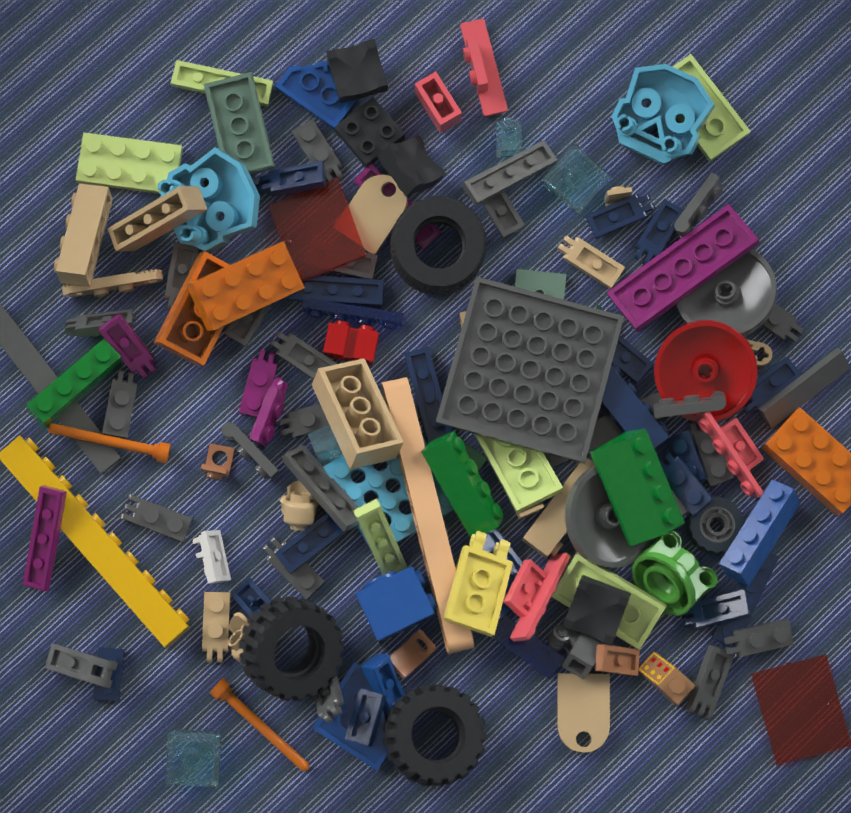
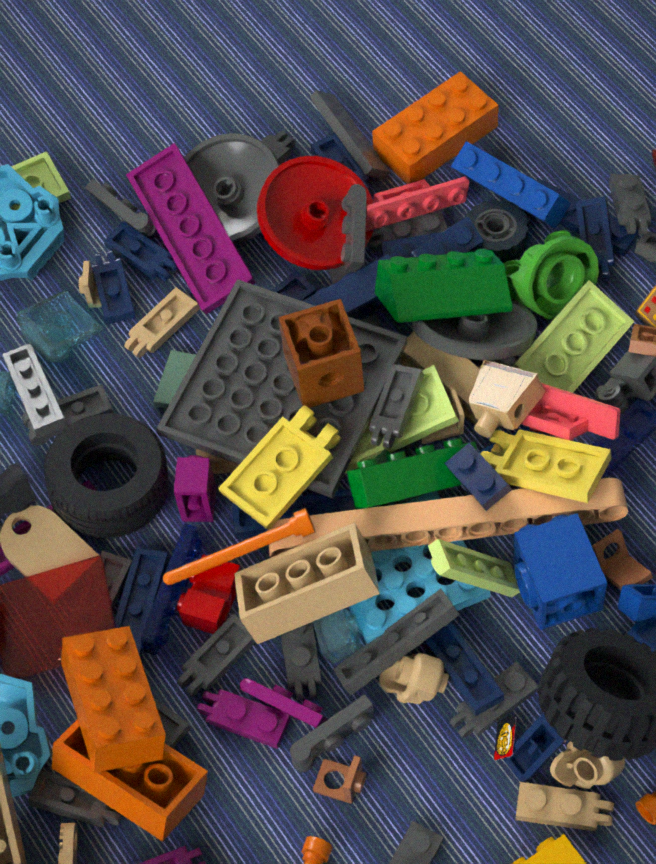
camera: 75 degrees left, 20 degrees down
(213, 556) = (484, 795): white plate -> none
(263, 578) = (505, 738): none -> sticker
(401, 401) = (298, 525): none -> orange piece
(434, 316) = (195, 489): none -> magenta brick
(449, 378) = (280, 468): none -> light yellow tile
(458, 532) = (478, 476): none -> dark blue plate
(521, 461) = (395, 404): none -> dark grey hinge
(535, 544) = (503, 397): none -> tan torso
(541, 394) = (322, 353): none -> dark orange brick
(597, 609) = (585, 348): black brick -> none

